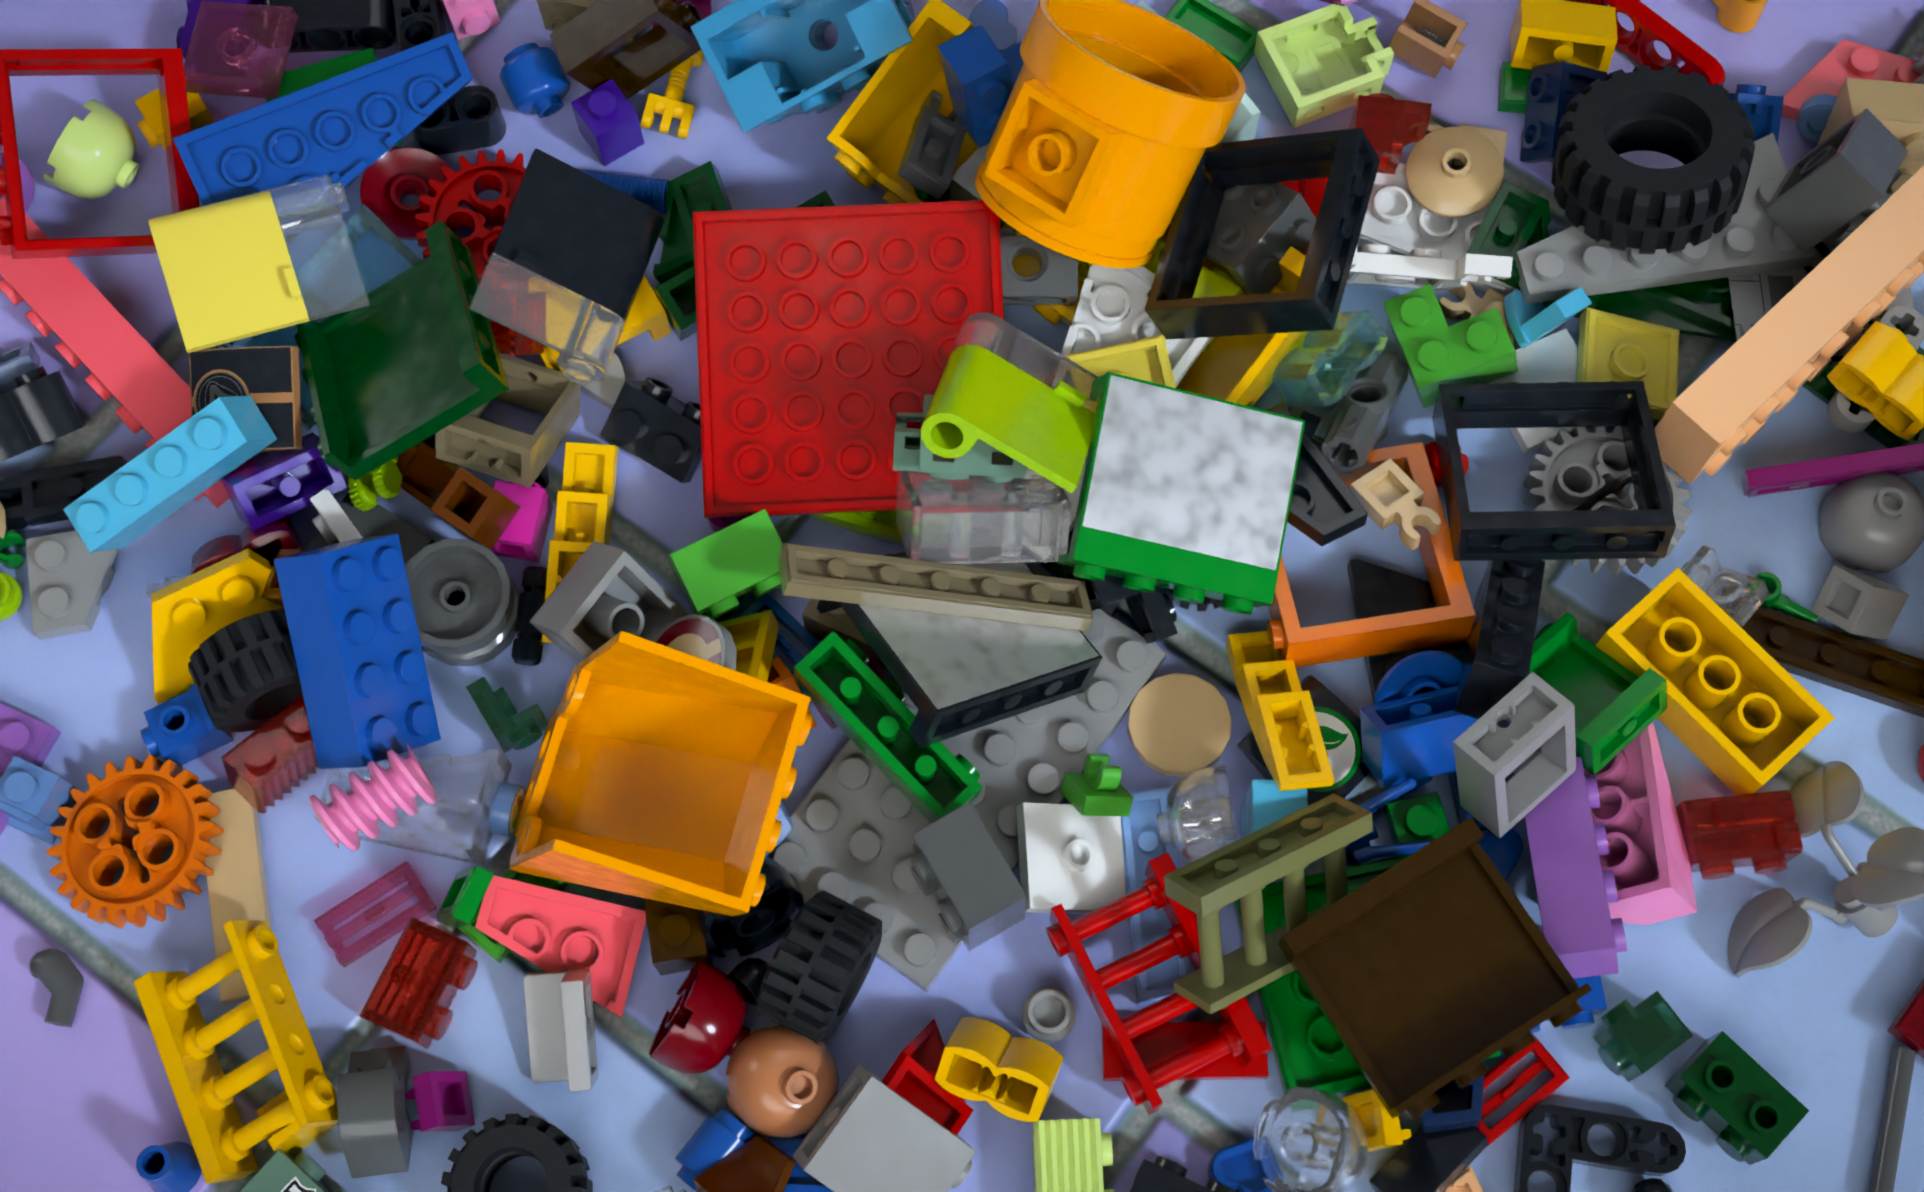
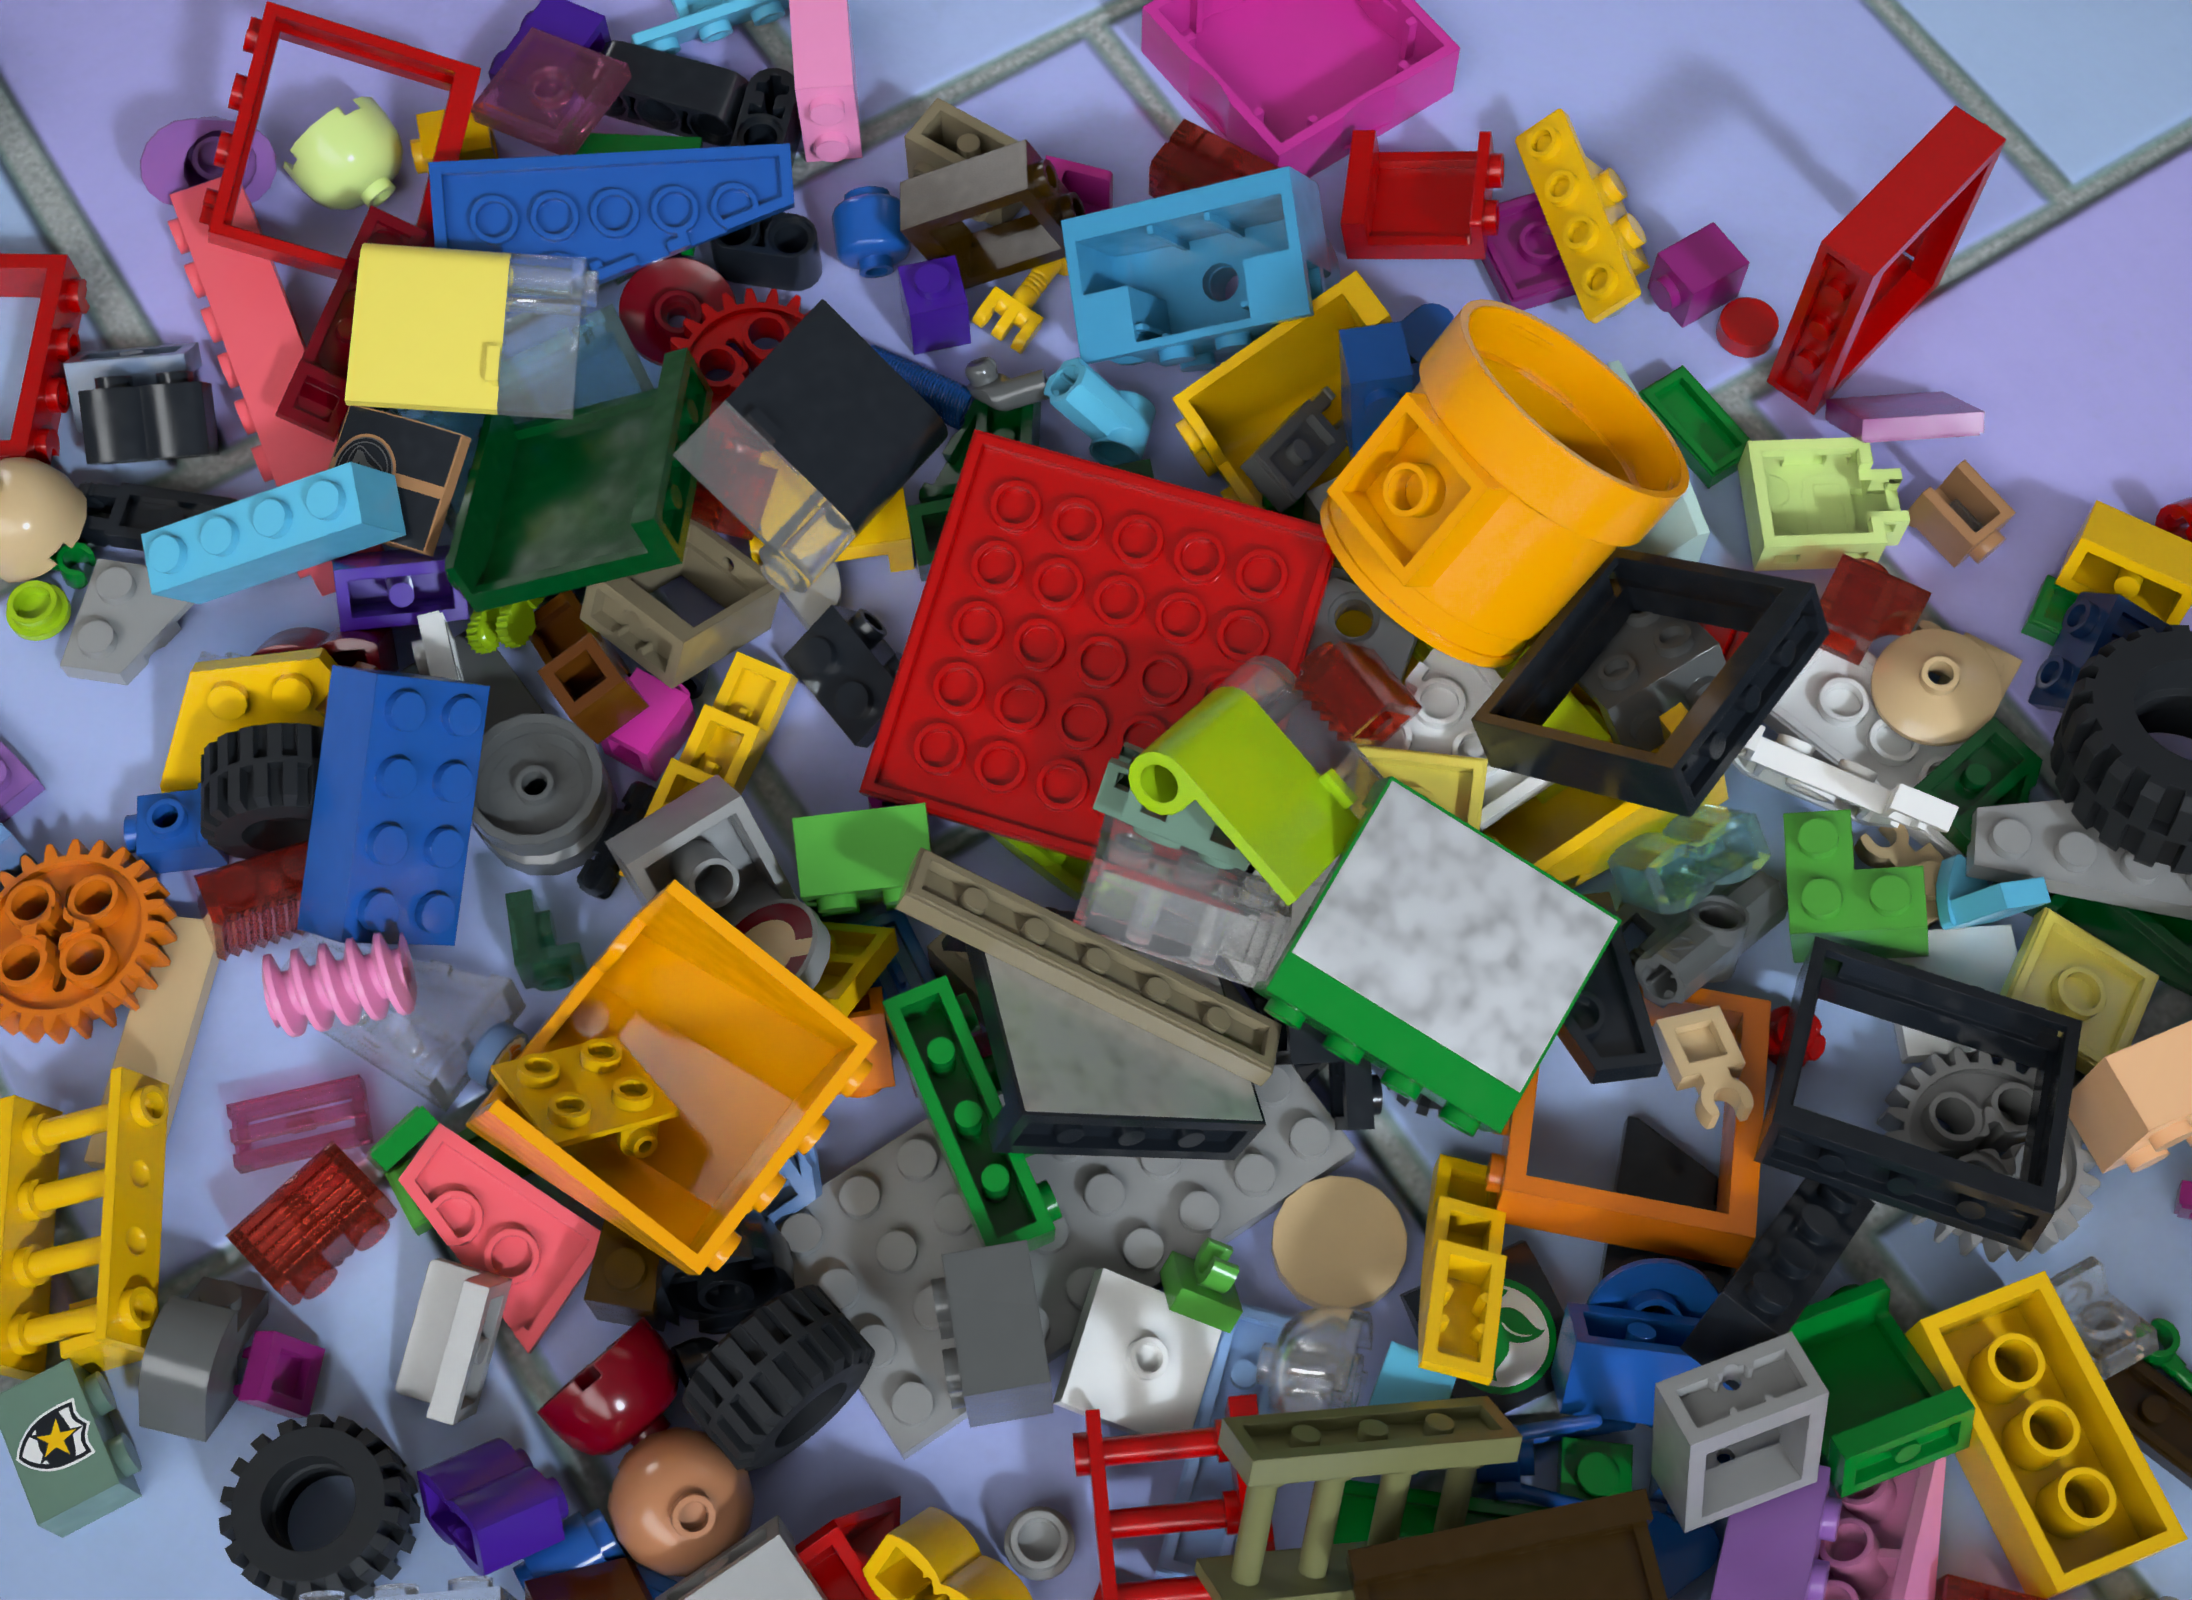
camera: 20 degrees right, 5 degrees down
(153, 329) = (319, 383): none -> dark red slope
(600, 812) = (588, 1095): none -> yellow hinge
(646, 1135) = (493, 1505): none -> dark purple brick
(689, 174) = (1001, 391): none -> dark grey arm
(780, 167) = (1113, 419): none -> medium azure piece
(1053, 318) = (1355, 693): none -> clear red brick

